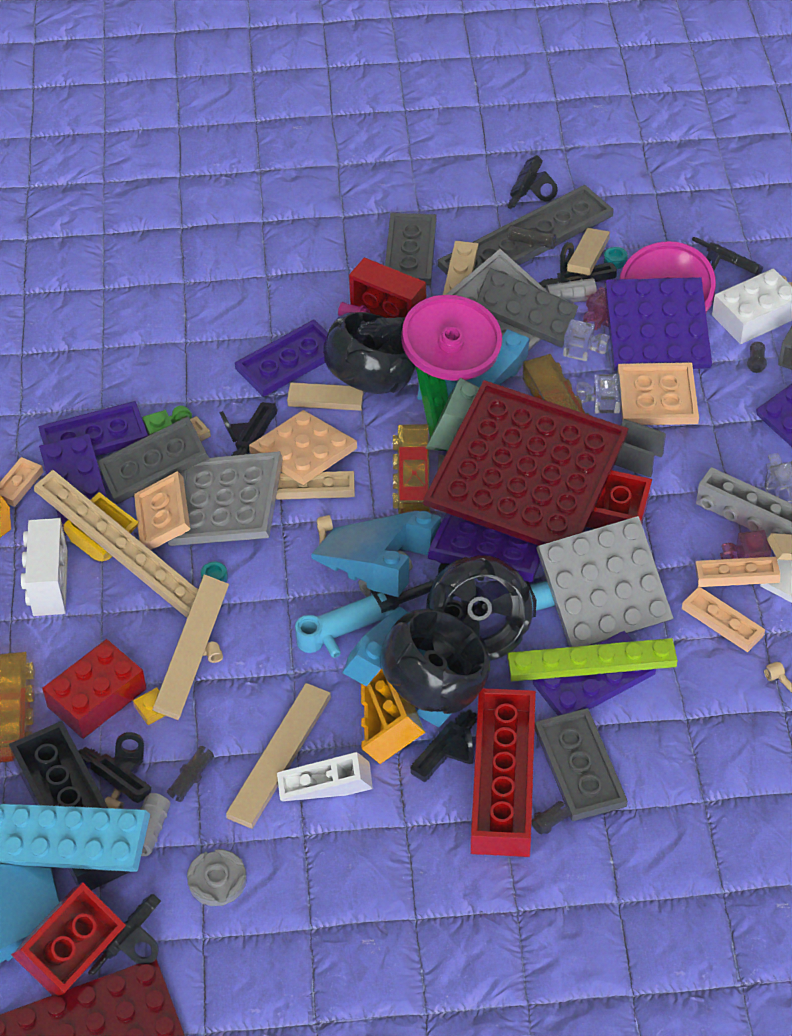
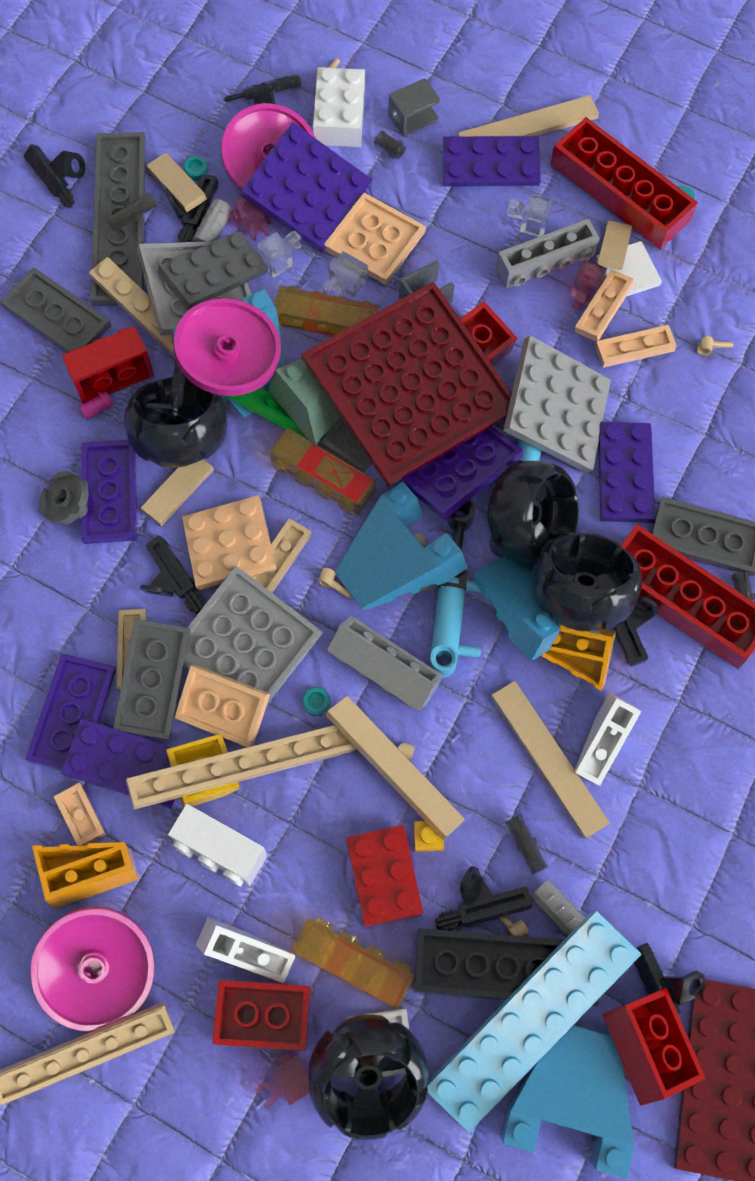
camera: 60 degrees left, 20 degrees up
(161, 420) = (103, 647): bright green plate -> none
(216, 877) = (642, 882): light grey tile -> none
(257, 335) = (75, 501): none -> dark grey plate
(275, 594) = (384, 663): none -> light grey brick
(592, 659) = (620, 464): lime plate -> none

